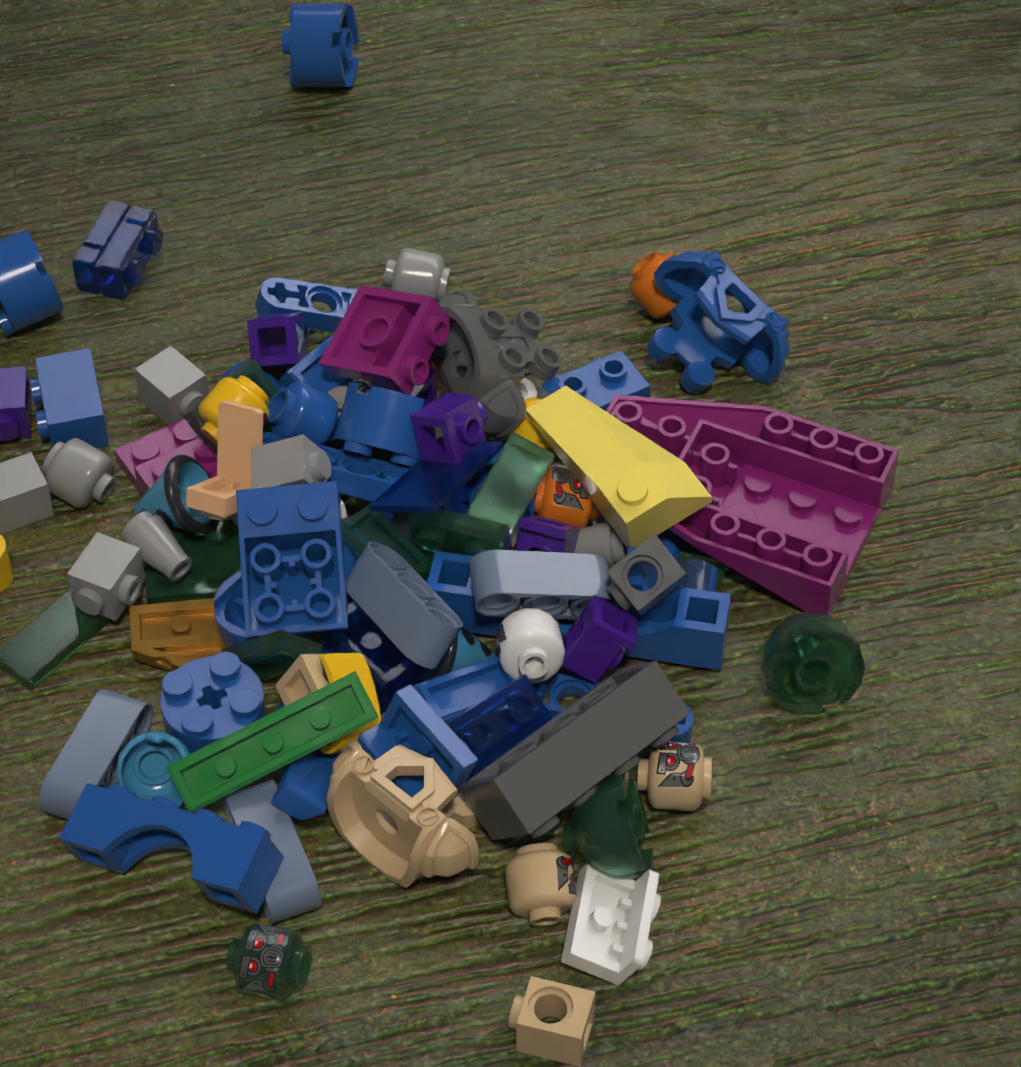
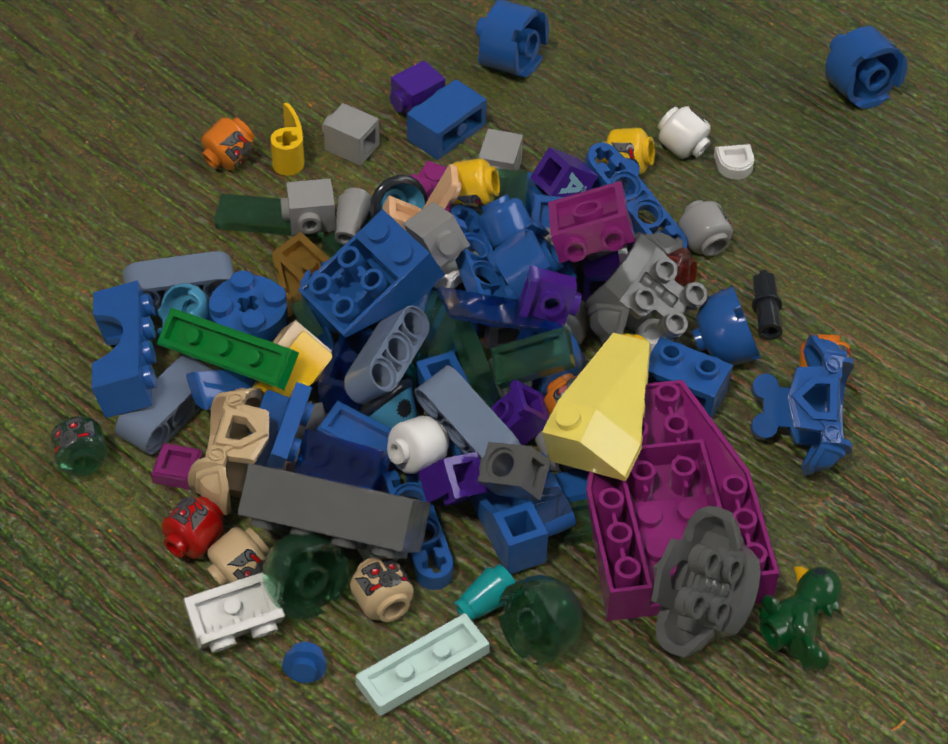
camera: 55 degrees right, 0 degrees up
(78, 473) = (391, 152): light grey head -> none
(117, 250) = (591, 71): clear blue brick -> none
(249, 274) = (634, 145): none -> yellow head
(273, 225) = (684, 132): none -> white head
(337, 213) = (734, 161): none -> white tile
(358, 887) = (174, 465): none -> magenta tile
(471, 903) = (192, 527): none -> red head
(548, 291) = (767, 305): none -> black axle
(558, 1041) = (137, 635): tan brick -> none
(573, 329) = (725, 329): none -> blue cylinder
(716, 890) = (304, 662): none -> blue plate
(738, 694) = (484, 593): none -> teal cone
(786, 792) = (422, 664): none -> light aqua plate
(897, 548) = (711, 584): none -> dark grey piece
(943, 477) = (795, 619): none -> dark green animal

